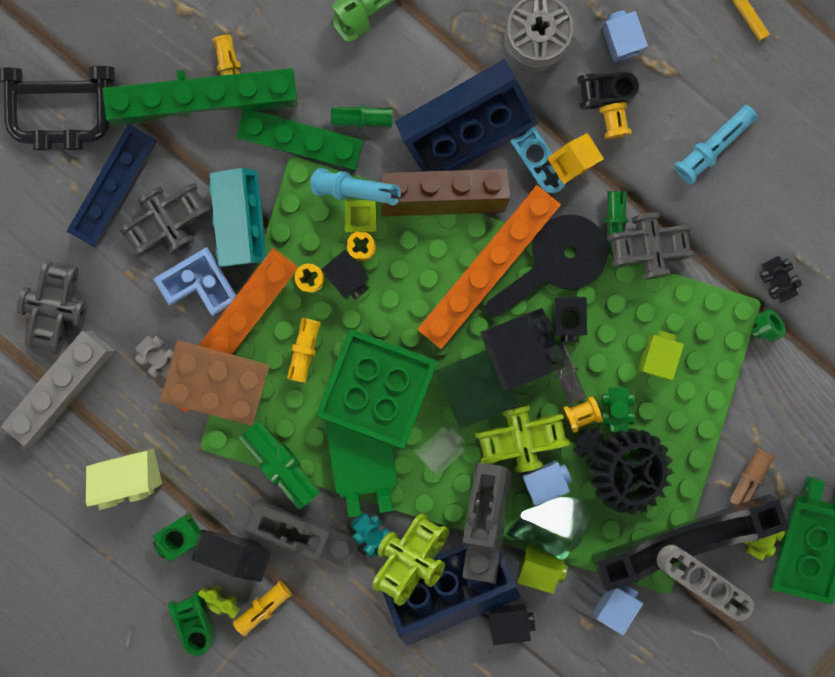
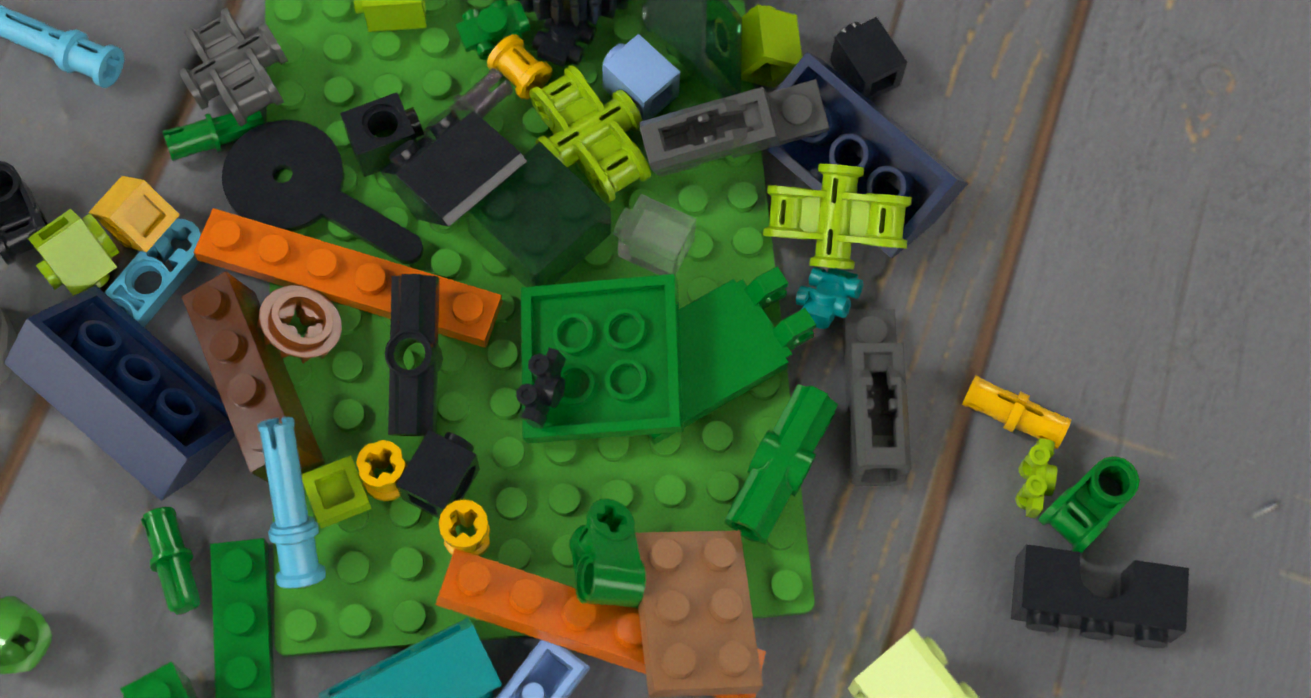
camera: 120 degrees left, 20 degrees down
(128, 626) = (1052, 596): none -> black arch
(187, 527) = (968, 558): green brick -> none
(232, 555) = (956, 478): black slope -> none
(259, 345) = (608, 557): none -> green piece
(303, 350) = (578, 497): yellow pin -> none
(362, 349) = (547, 388): none -> black piece
(435, 293) = (413, 321): none -> black piece
(476, 239) = (312, 309): none -> gear
(564, 117) = (74, 252): none -> lime brick
(615, 120) = (57, 185): yellow bush -> none

